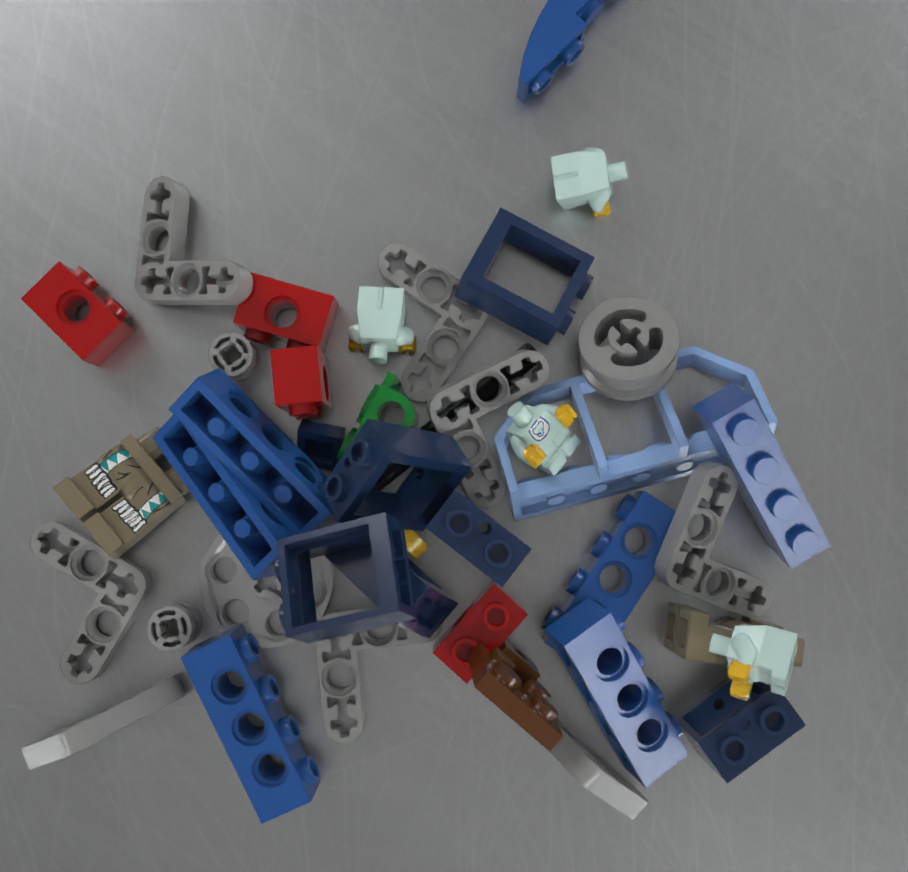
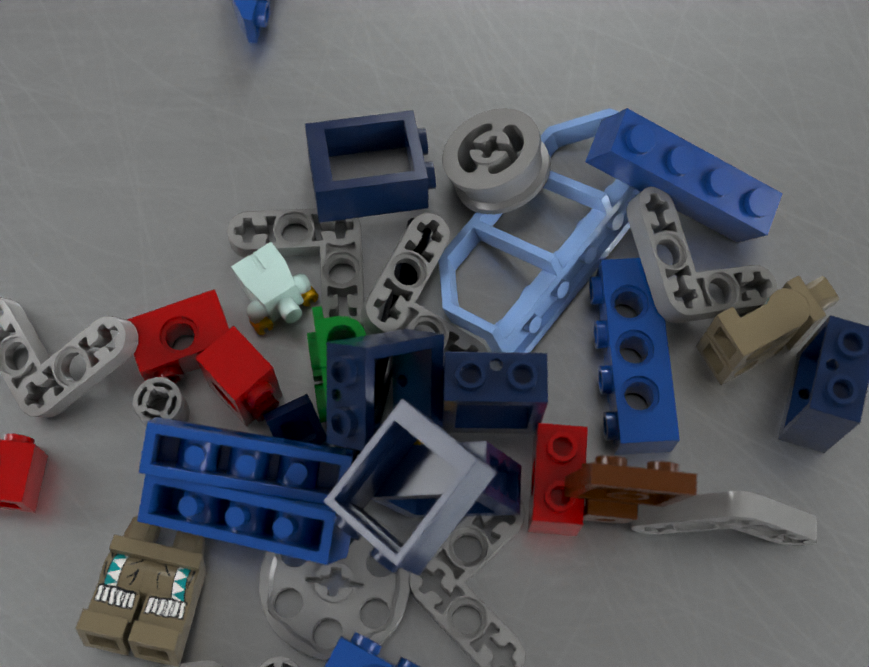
camera: 40 degrees left, 15 degrees down
(542, 436) = (481, 280): light aqua piece -> none
(586, 179) = (358, 60): light aqua piece -> none
(617, 690) = (712, 432): blue brick -> none
(757, 655) = (796, 302): light aqua piece -> none

